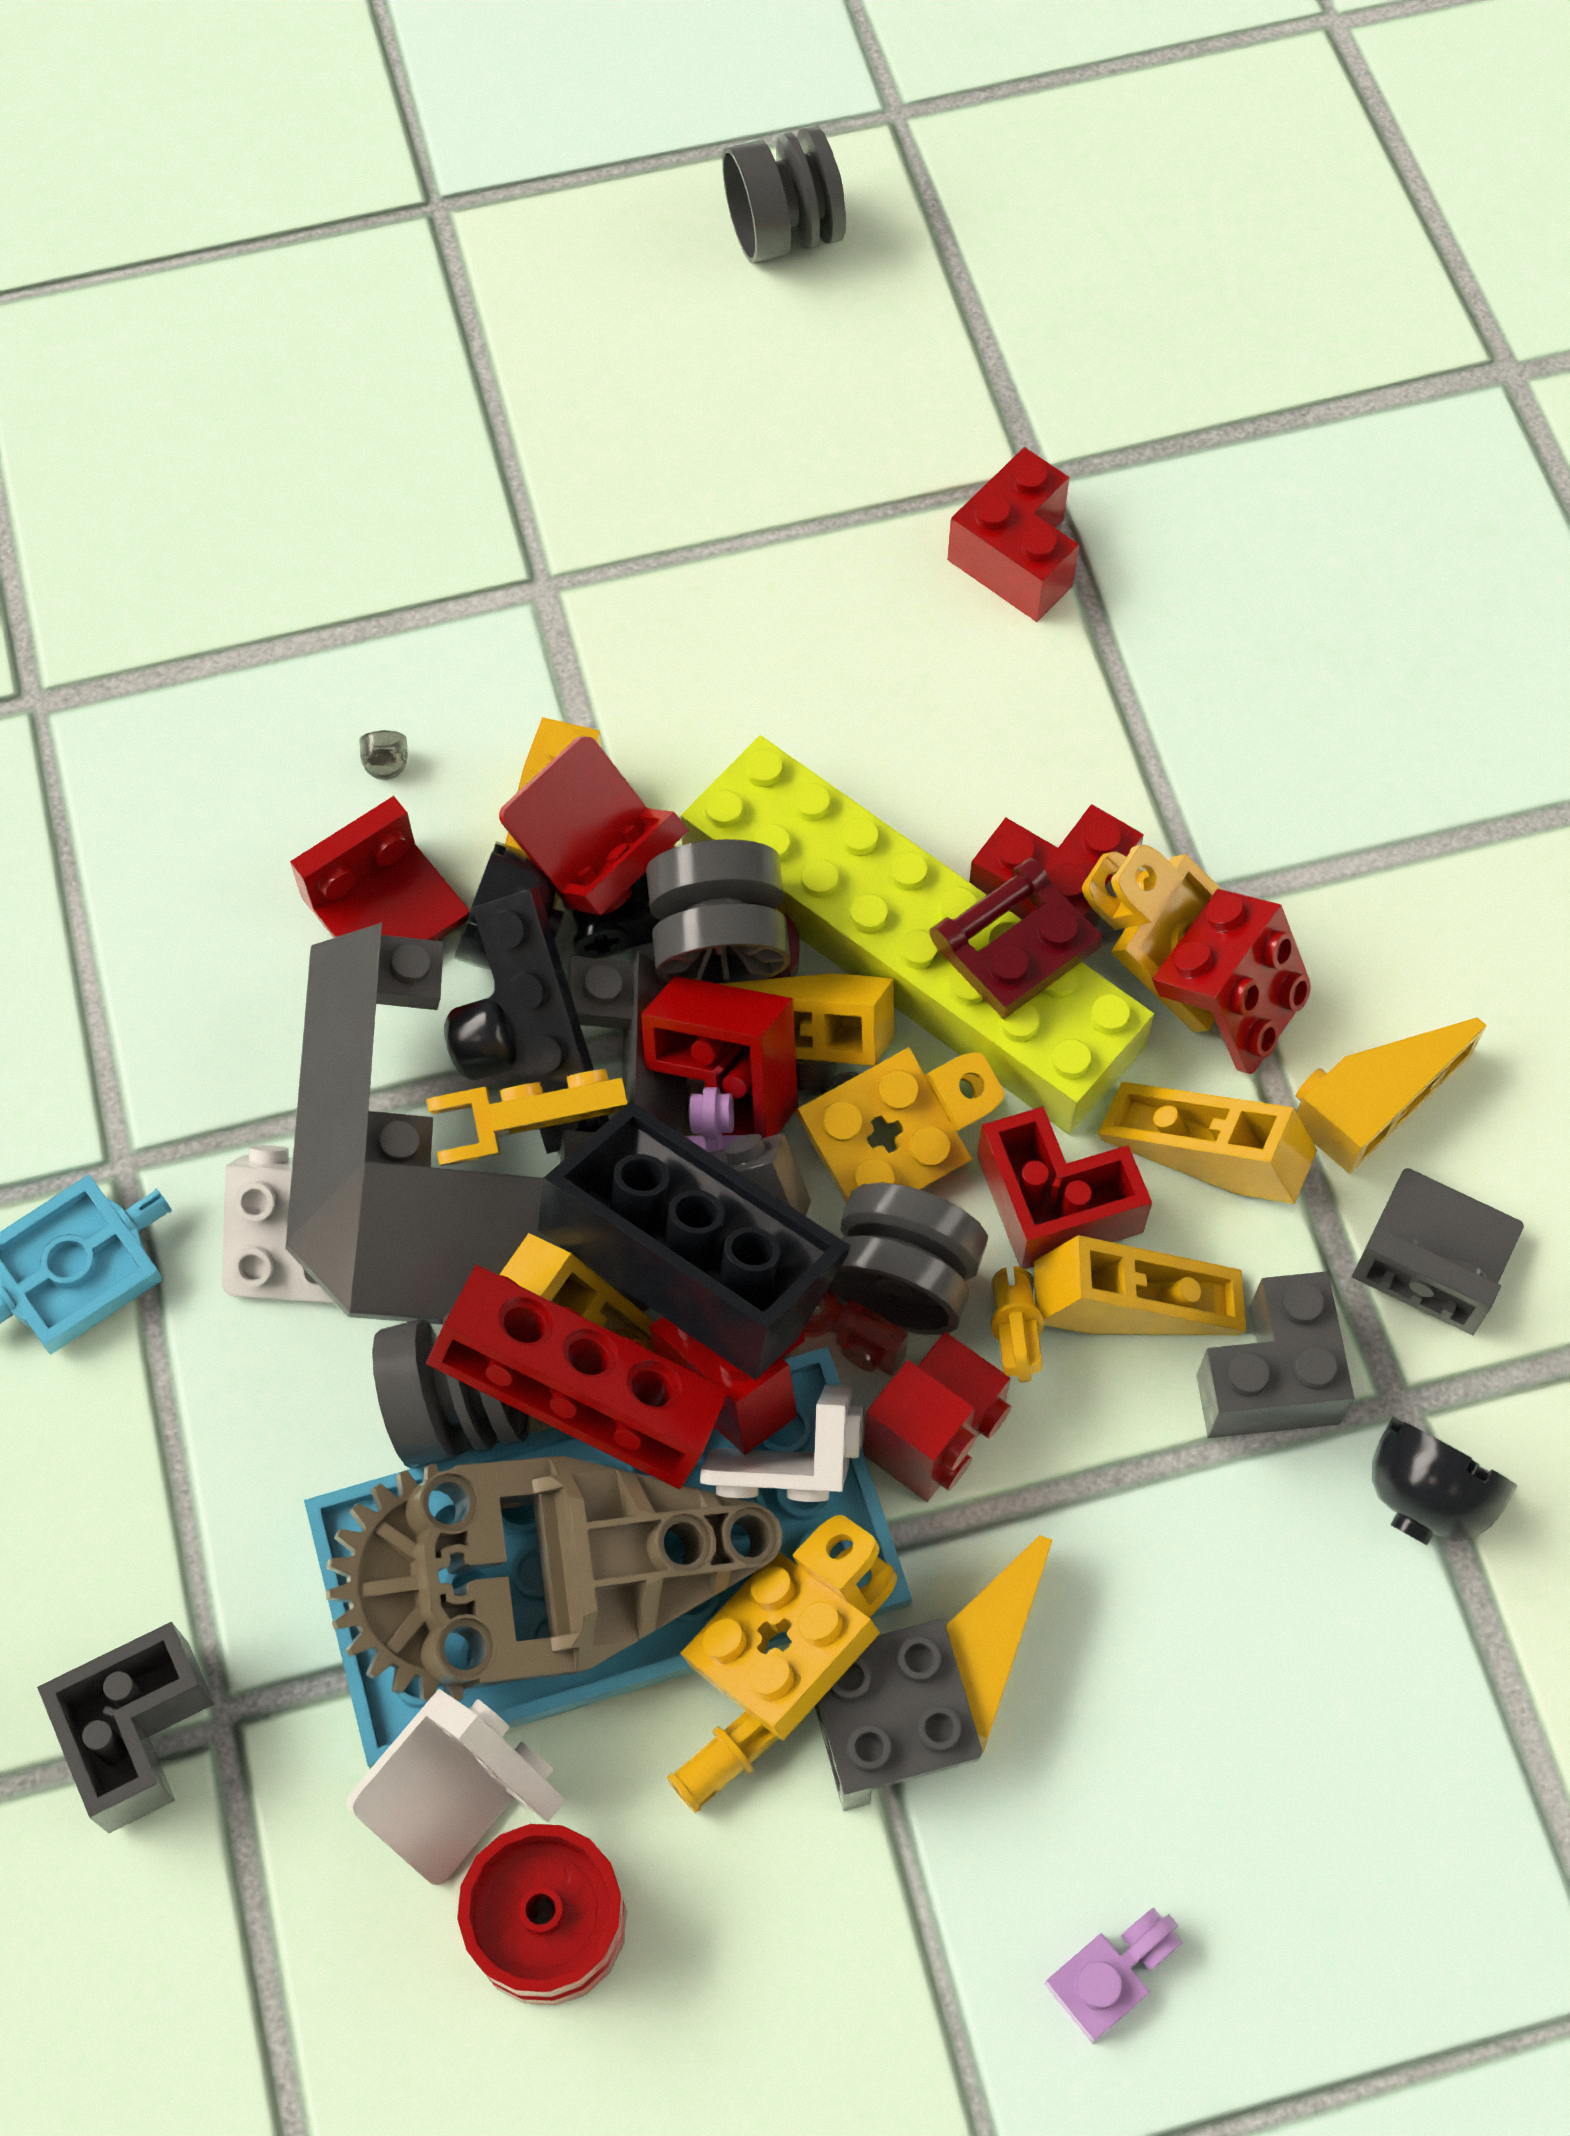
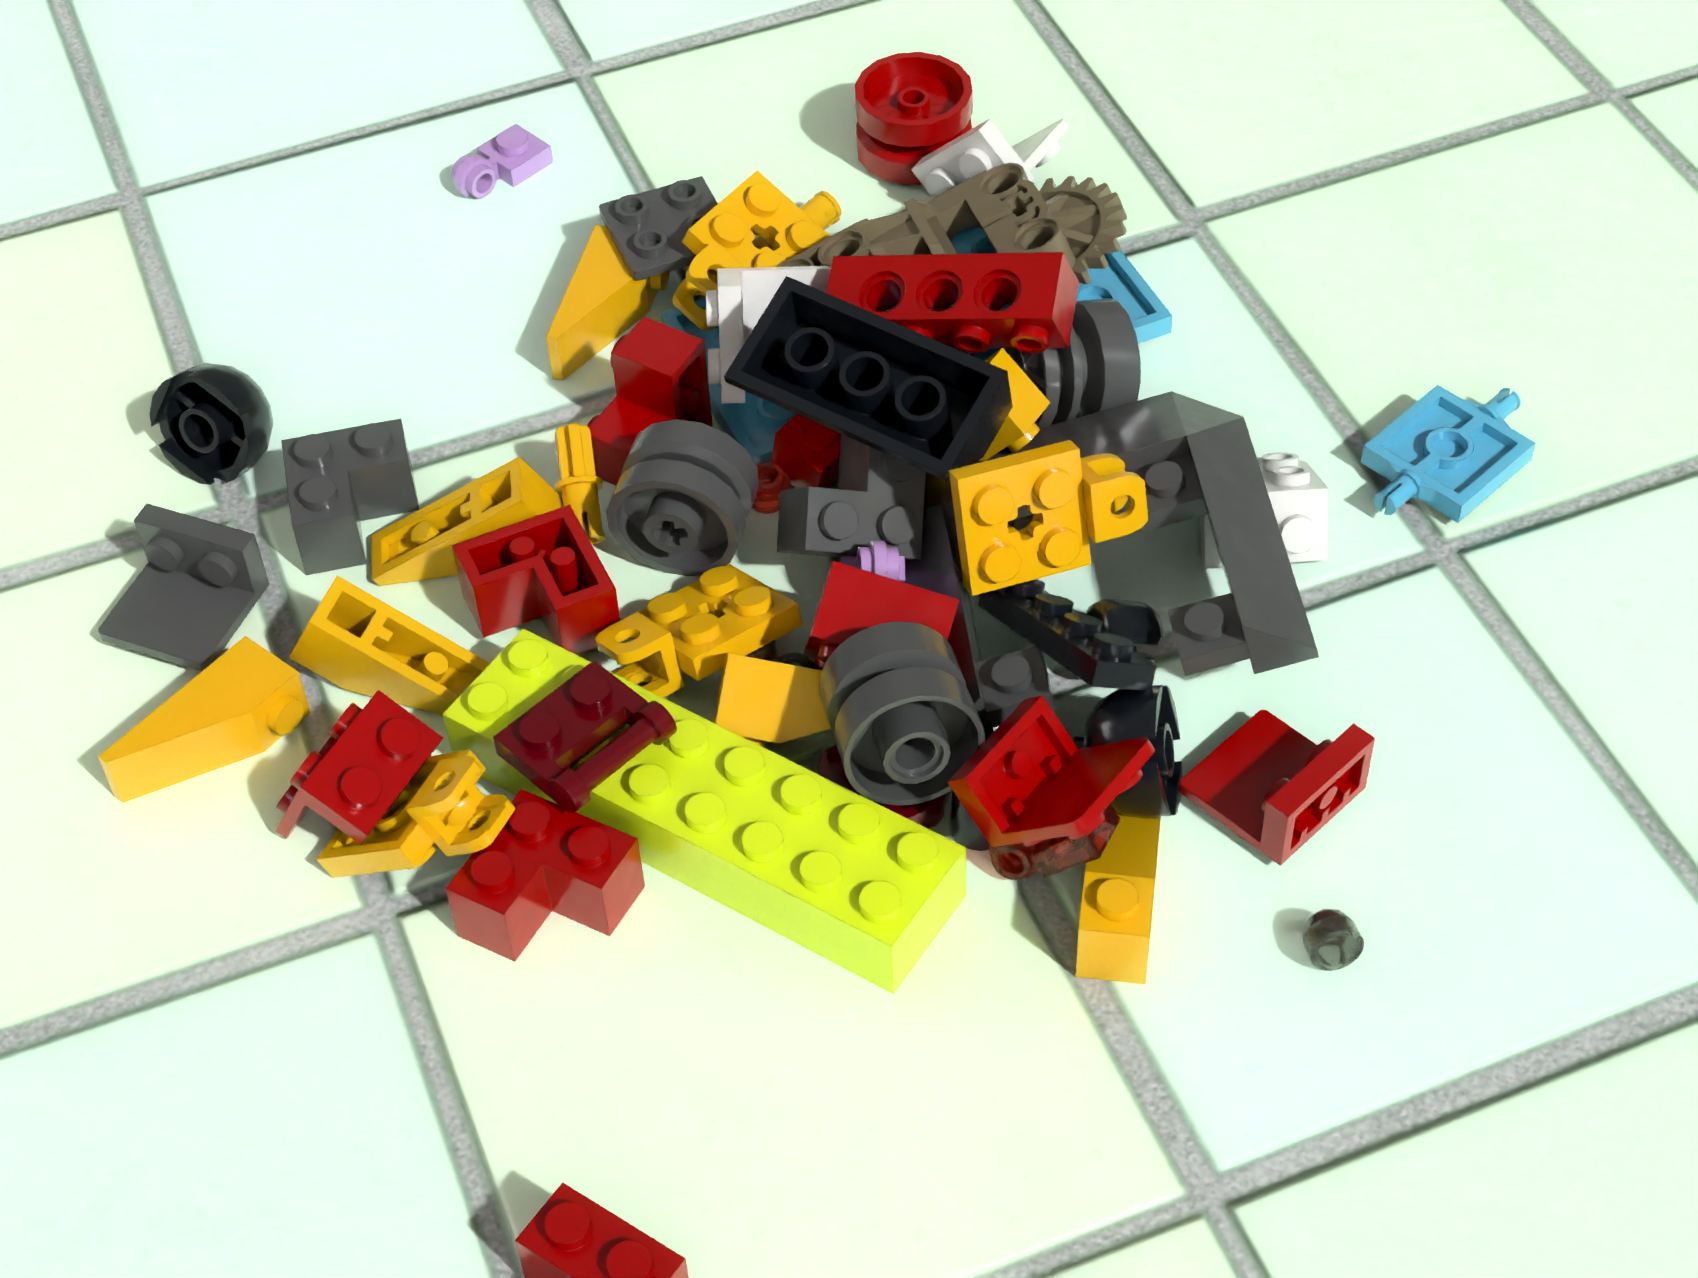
camera: 175 degrees right, 15 degrees down
(109, 1713) = (1258, 174): dark grey brick -> none

